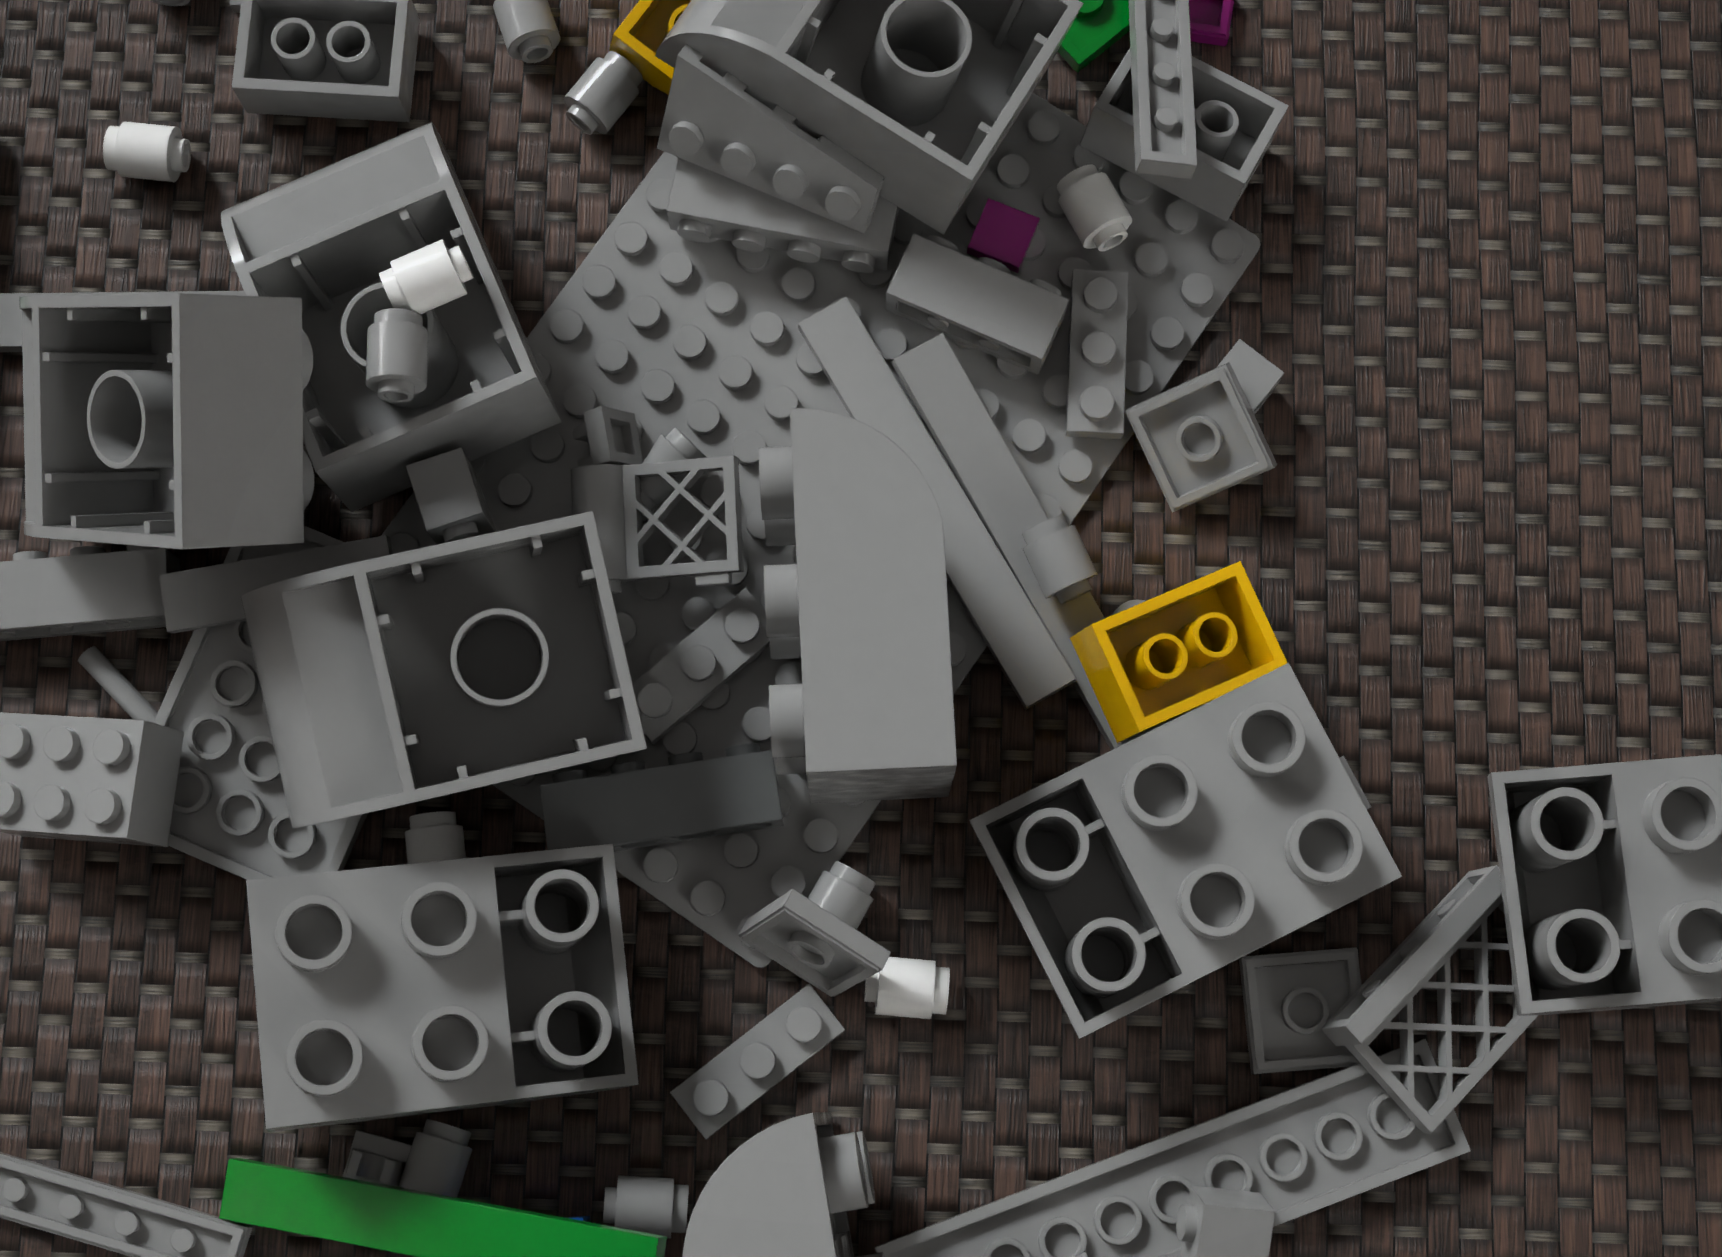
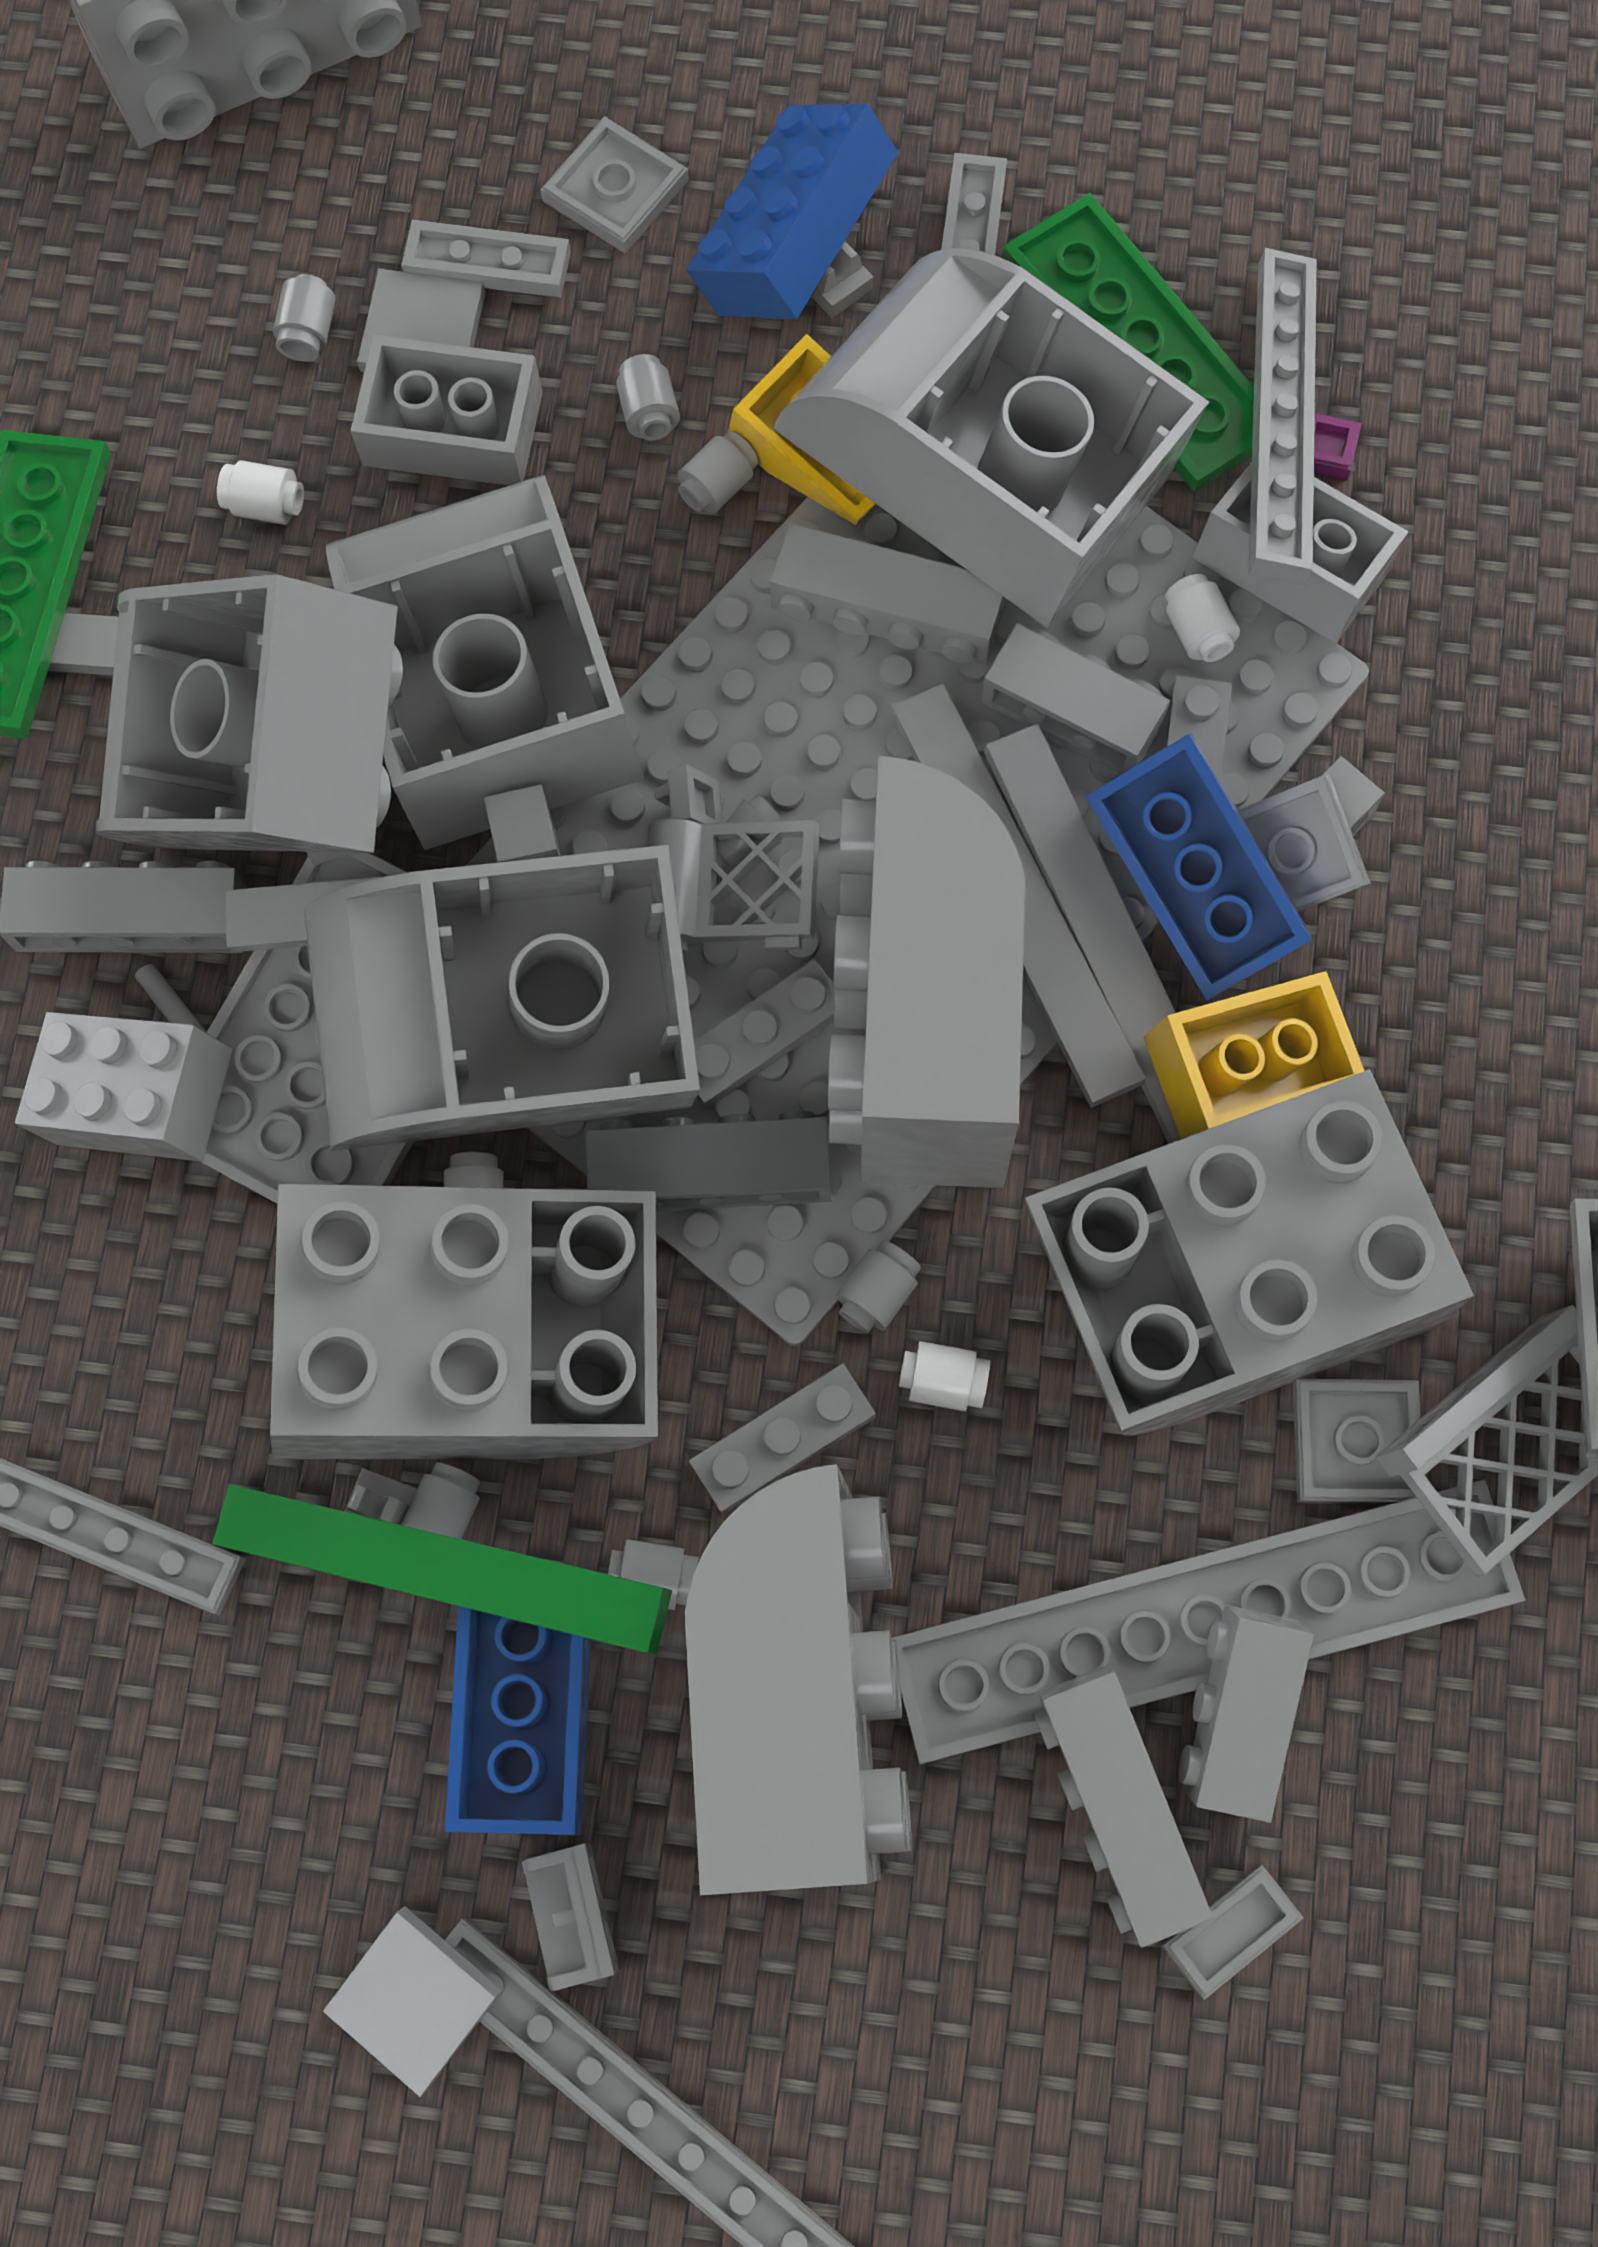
camera: 10 degrees right, 5 degrees down
(397, 355) = (486, 677): light grey brick -> none
(427, 277) = (524, 607): white brick -> none
(737, 136) = (856, 514): light grey wing -> none
(813, 943) = (852, 1316): light grey tile -> none
(1003, 234) = (1108, 636): magenta tile -> none
(1059, 559) = (1138, 954): light grey brick -> none
(1110, 467) = (1199, 867): none -> blue brick

